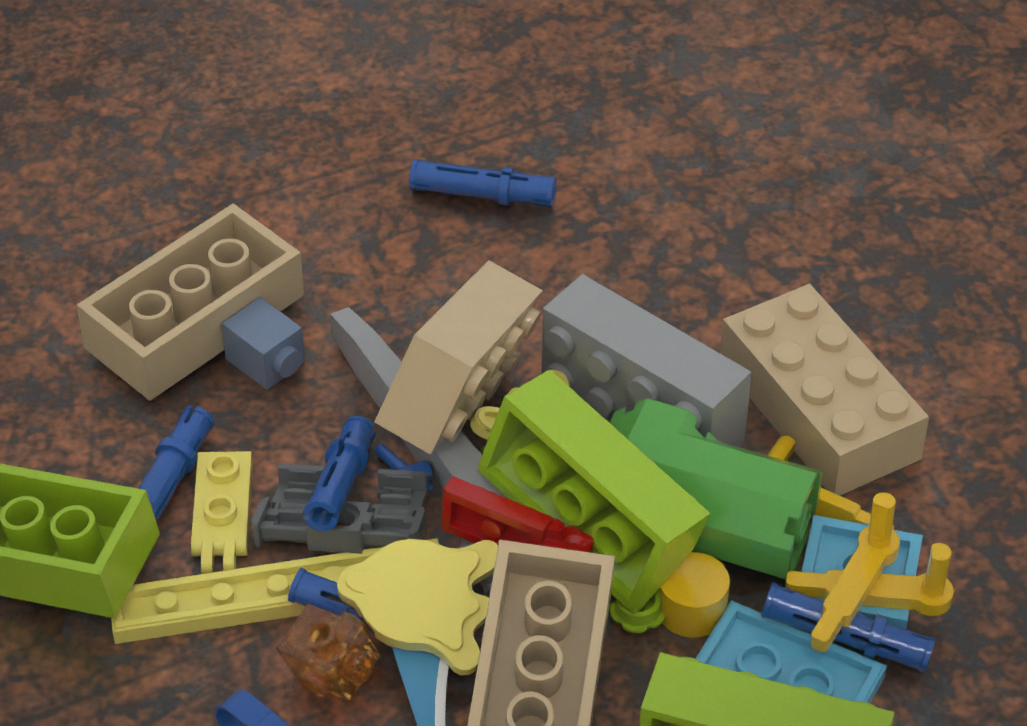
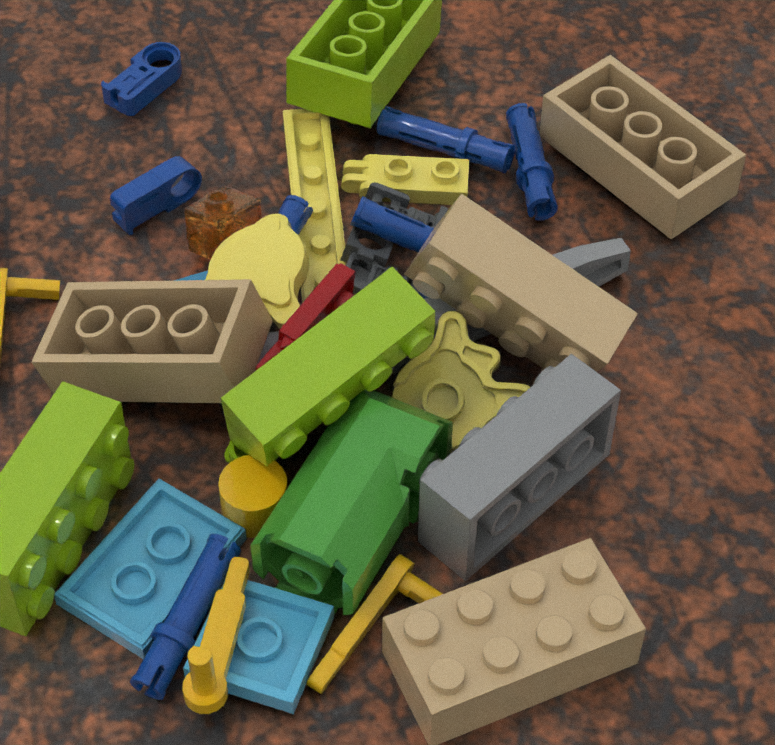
camera: 95 degrees right, 5 degrees up
(214, 397) = (533, 172): none -> blue pin
(263, 343) = (595, 200): sand blue brick -> none
(876, 549) = (252, 628): yellow piece -> none

